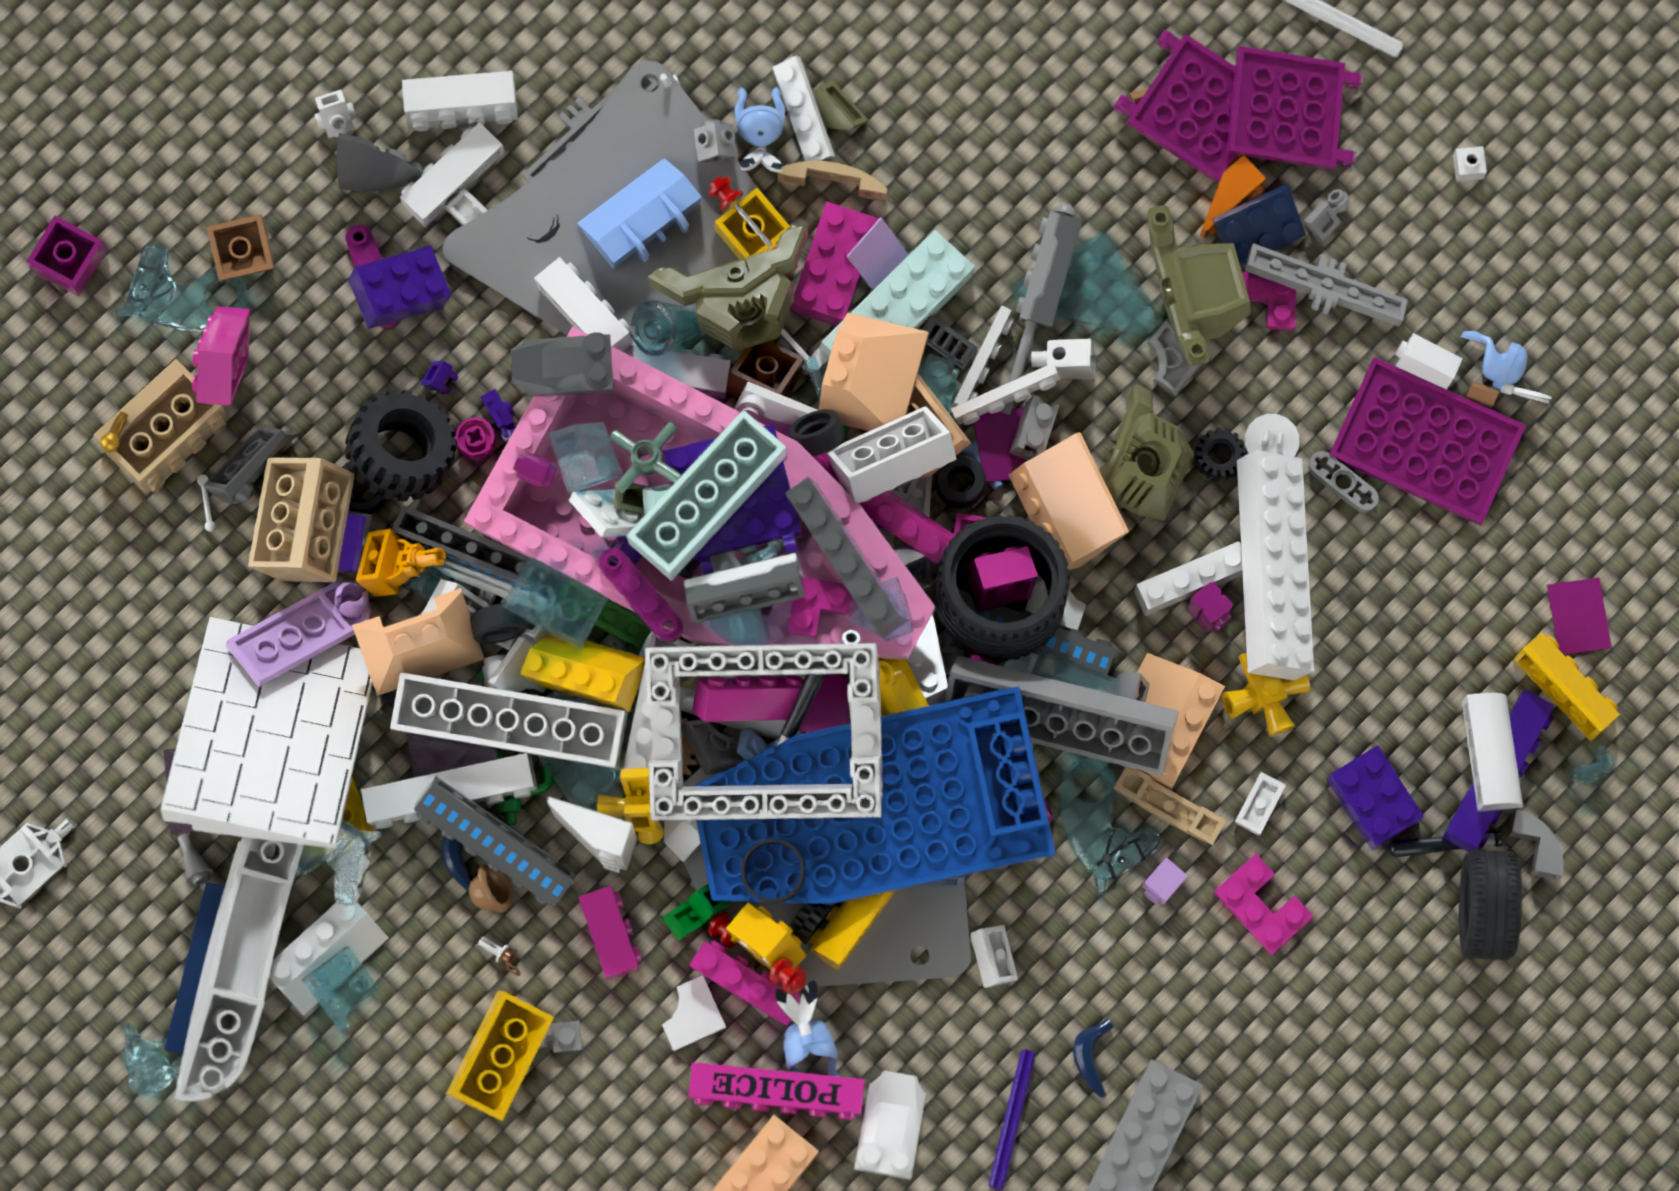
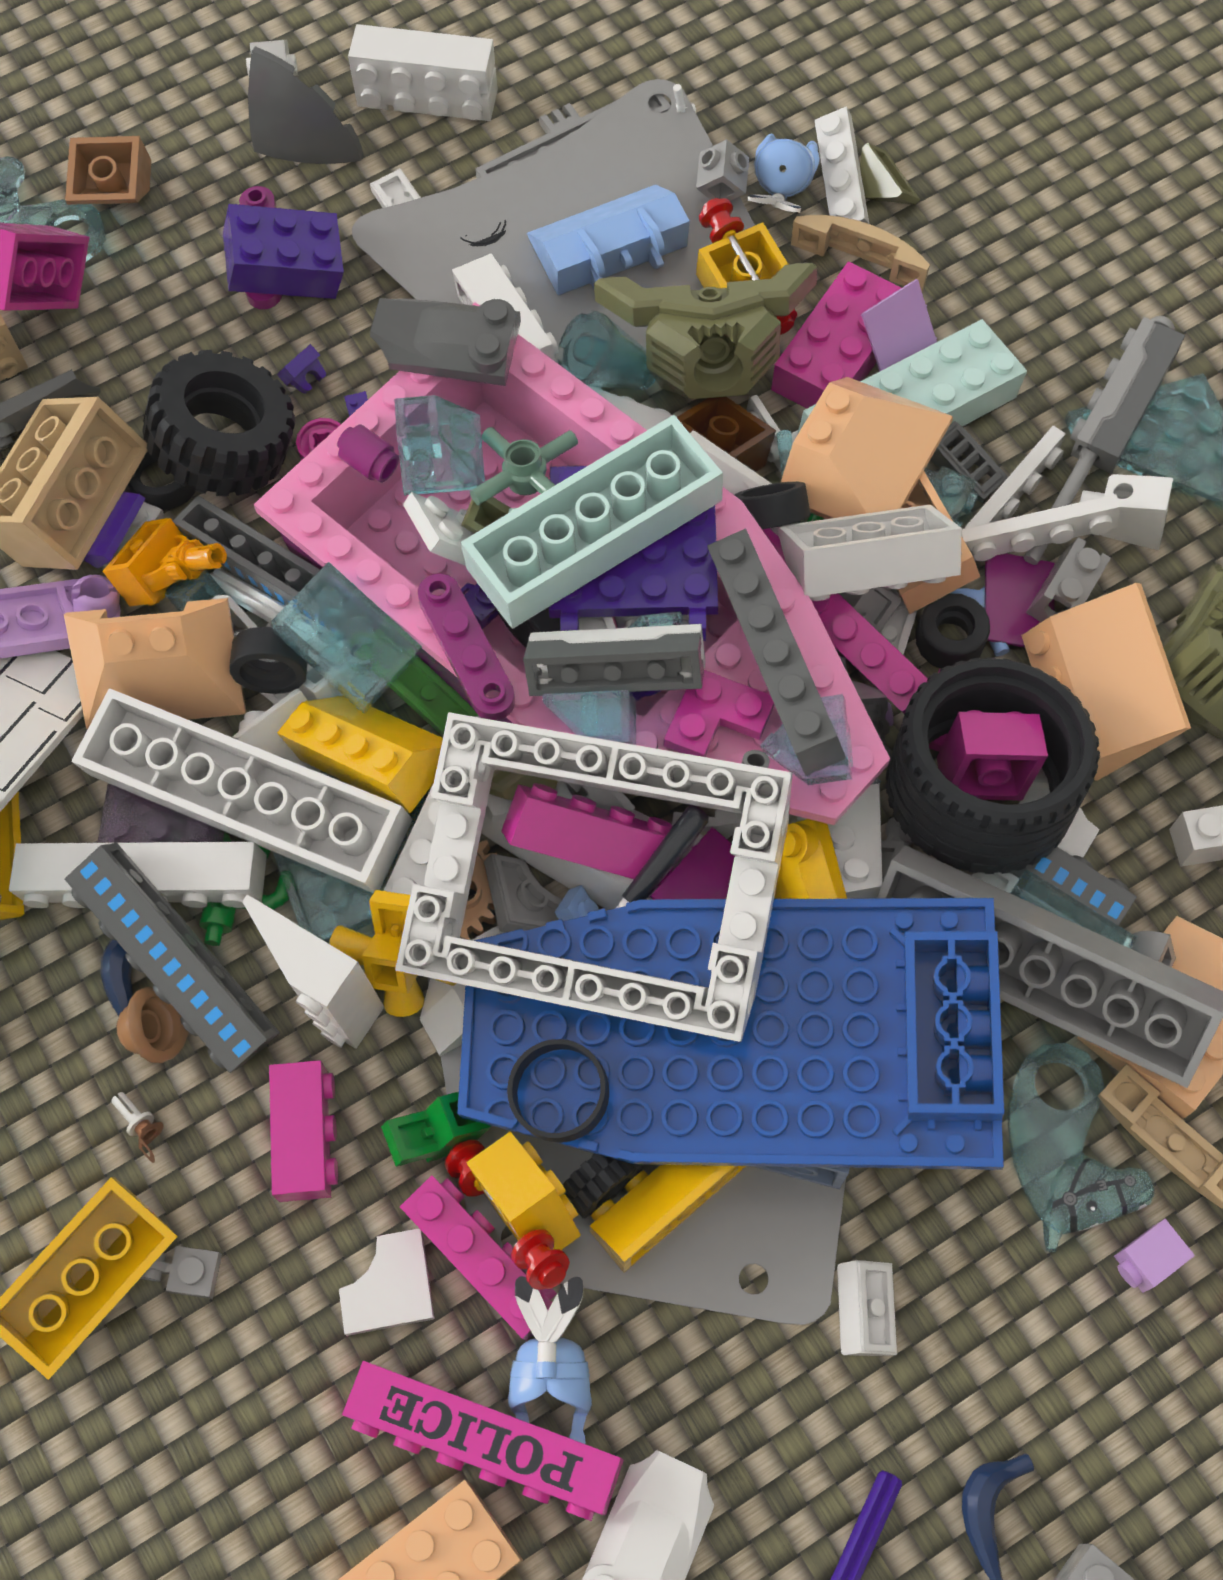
camera: 20 degrees right, 10 degrees down
(452, 173) = (407, 144): white brick -> none

